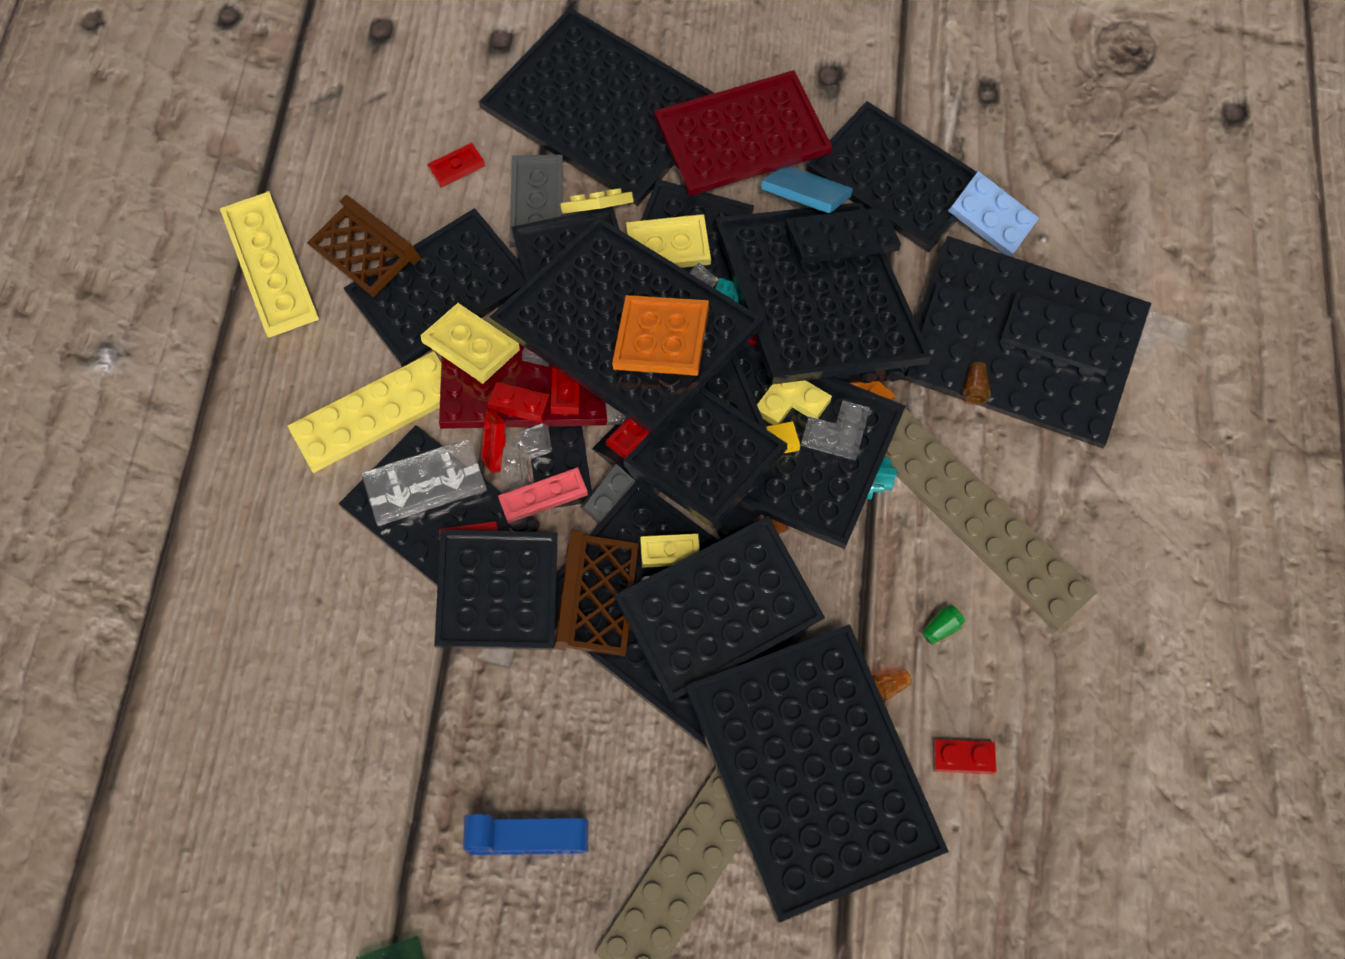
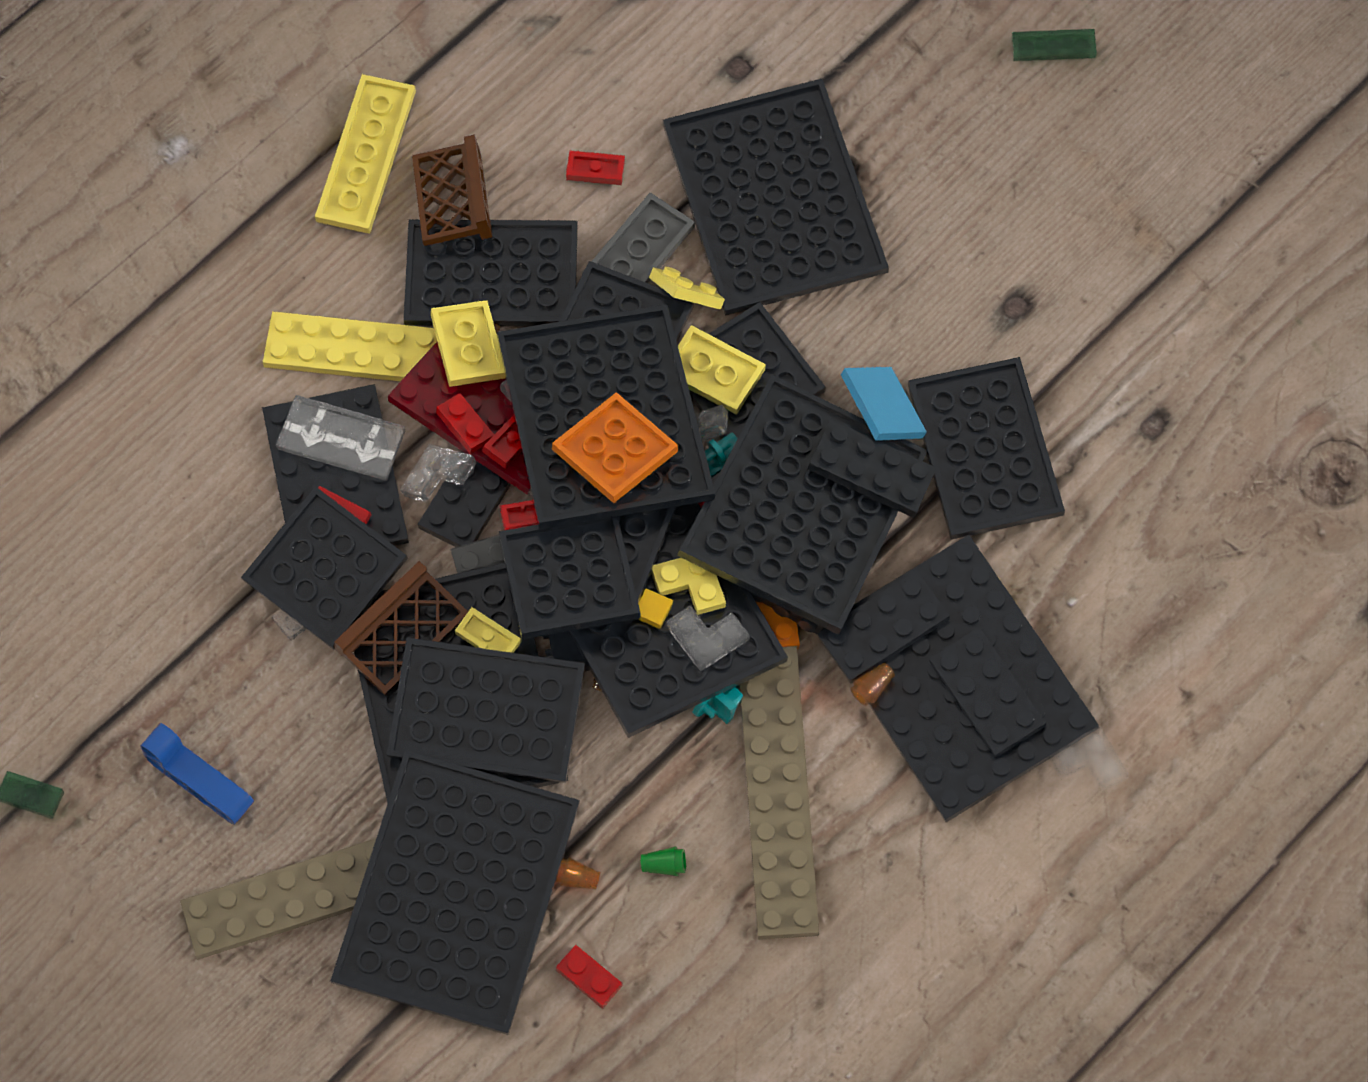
camera: 40 degrees right, 0 degrees up
(493, 441) = (421, 443): red plate -> none
(543, 495) = (426, 517): coral tile -> none
(742, 132) = (871, 310): dark red plate -> none
(993, 214) = (1038, 545): light blue plate -> none

